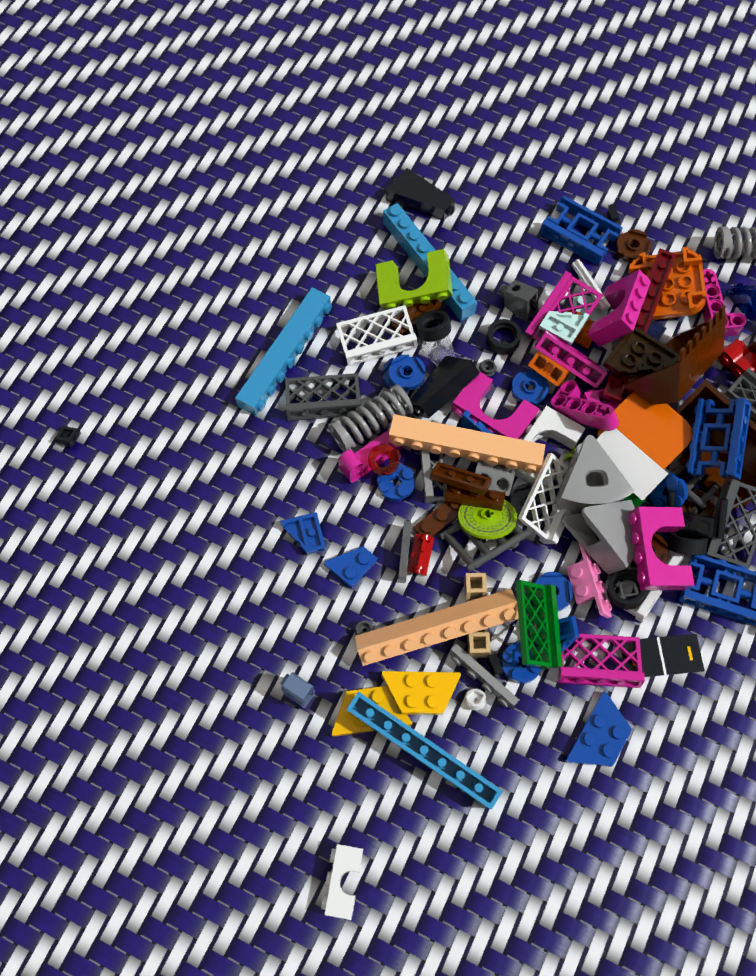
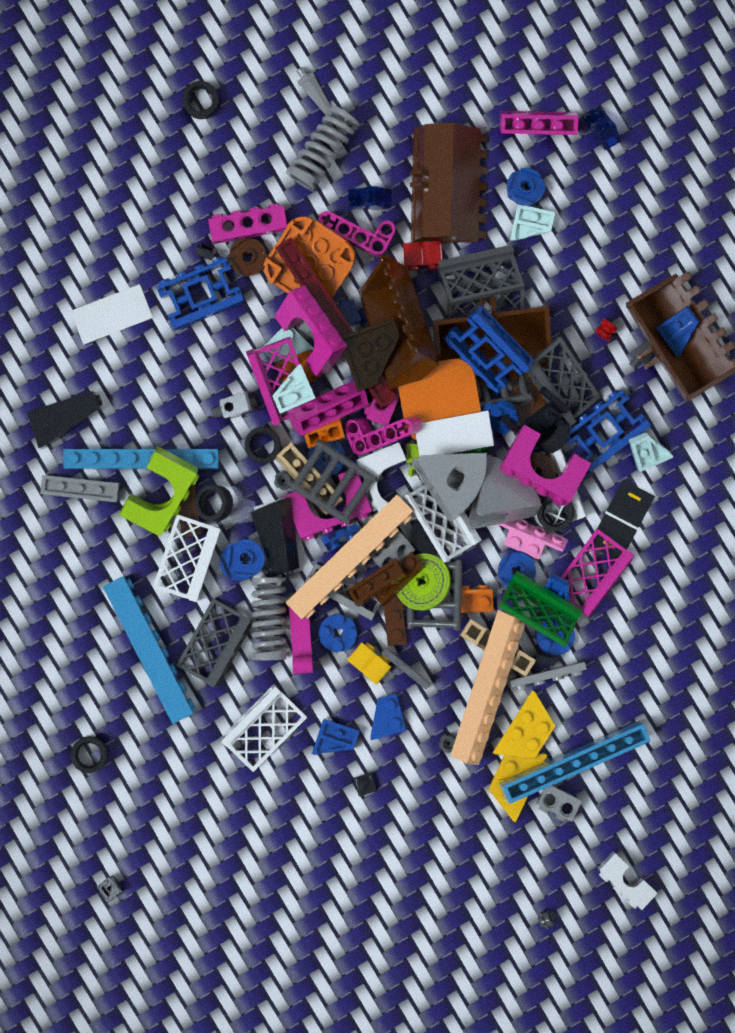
camera: 60 degrees left, 20 degrees up
(171, 345) = (75, 750): none -> black tyre
(257, 826) = (546, 920): none -> dark grey plate
(277, 455) = (250, 716): none -> white fence
(282, 582) = (365, 784): none -> black tile
(297, 689) = (465, 828): sand blue brick -> none
(375, 235) = (79, 488): none -> light grey plate
(381, 762) = (561, 797): none -> light grey brick
(388, 520) = (369, 663): none -> yellow brick
(394, 457) = (325, 632): clear red piece -> none
(420, 554) = (416, 656): red hinge -> none
(475, 699) = (560, 692): white tile -> none
(502, 572) = (477, 599): none -> orange bracket
(503, 381) = (293, 463): none -> tan brick
(518, 188) = (111, 314): none -> white sticker
(537, 387) = (328, 506): none -> dark grey bar
(588, 280) = (263, 330): white axle -> none
(601, 735) = (650, 615): blue wing -> none
(658, 230) = (220, 235): none -> dark pink brick
(719, 144) = (186, 100): none -> black tyre
(738, 635) = (648, 451): none -> light aqua wing

